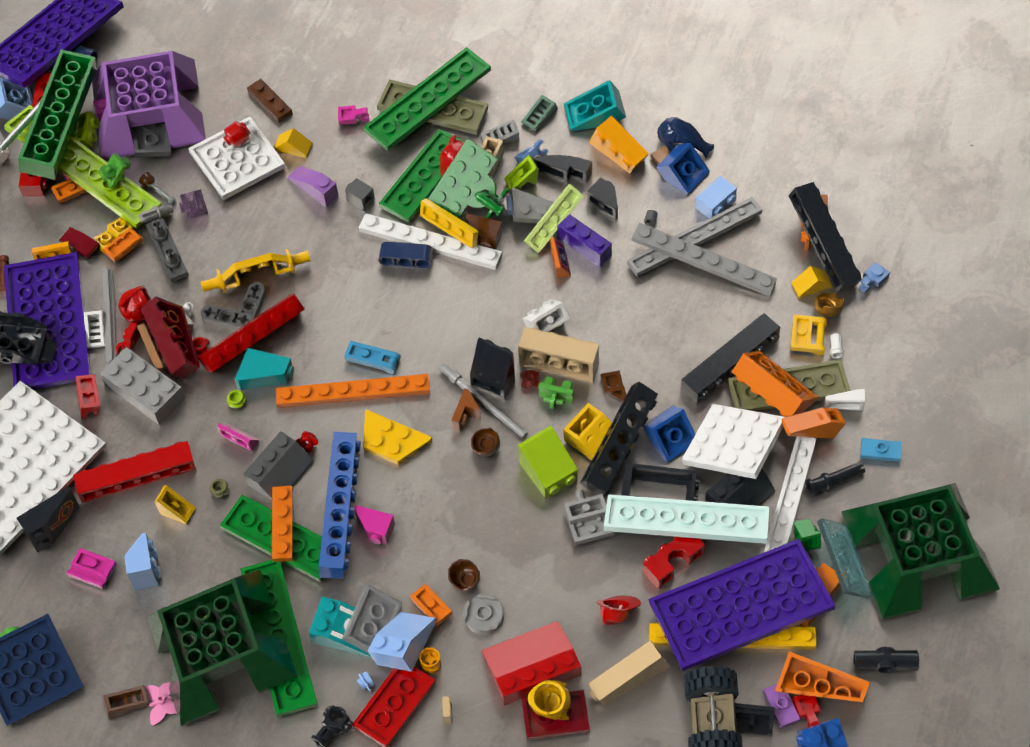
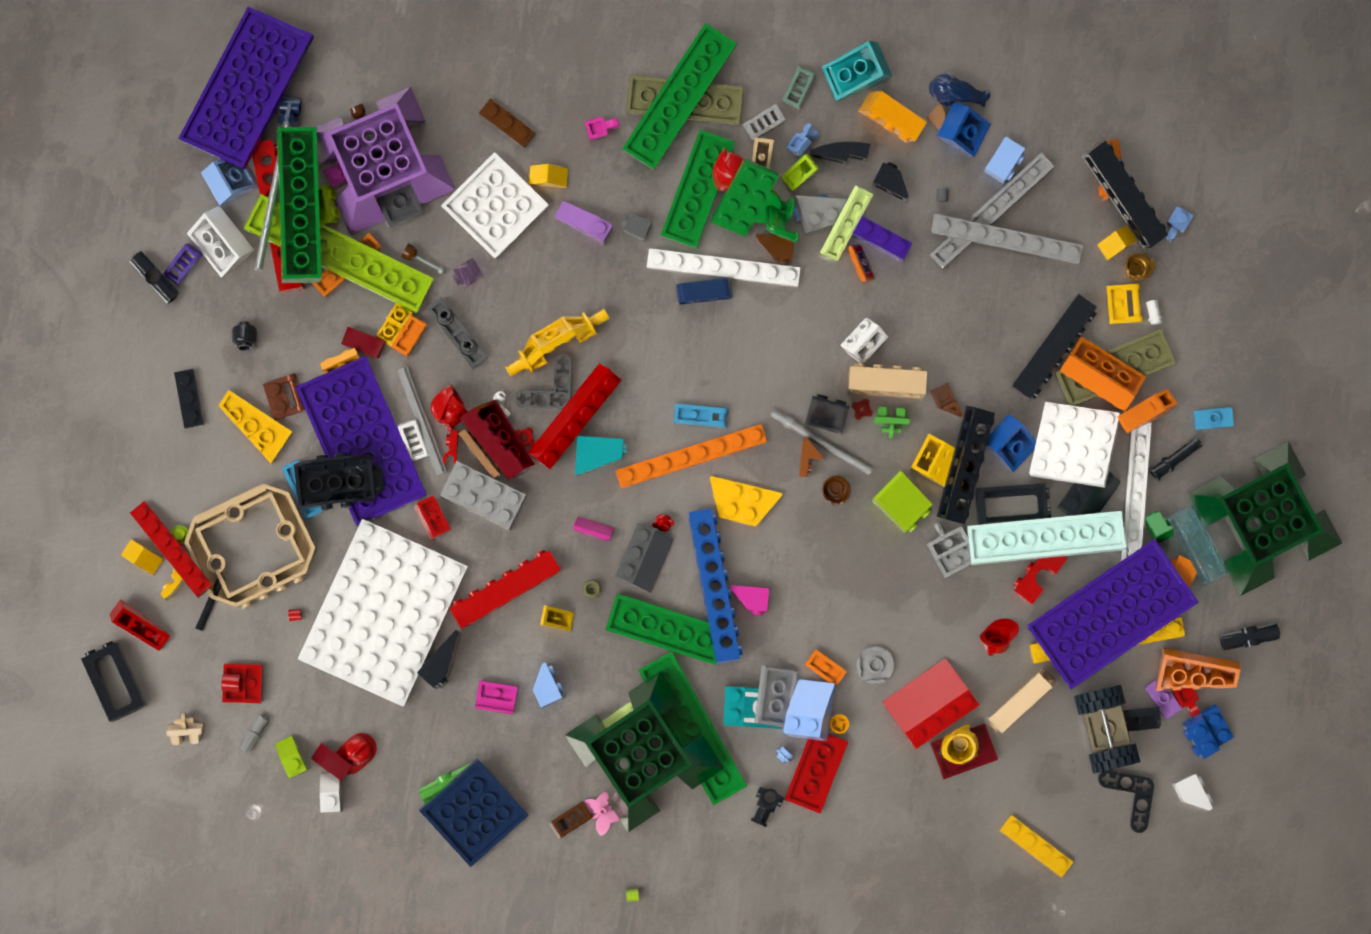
camera: 15 degrees left, 25 degrees up
(114, 170) = (380, 260): bright green hips -> none
(156, 212) = (433, 293): light grey axle -> none
(236, 134) = (490, 183): red head -> none
(236, 399) = (579, 489): lime plate -> none
(282, 523) = (665, 617): orange plate -> none
(447, 709) = (866, 768): tan tile -> none
(449, 223) = (739, 247): yellow plate -> none
(464, 575) = (850, 634): reddish brown hair -> none
(849, 400) = (1175, 373): white slope -> none

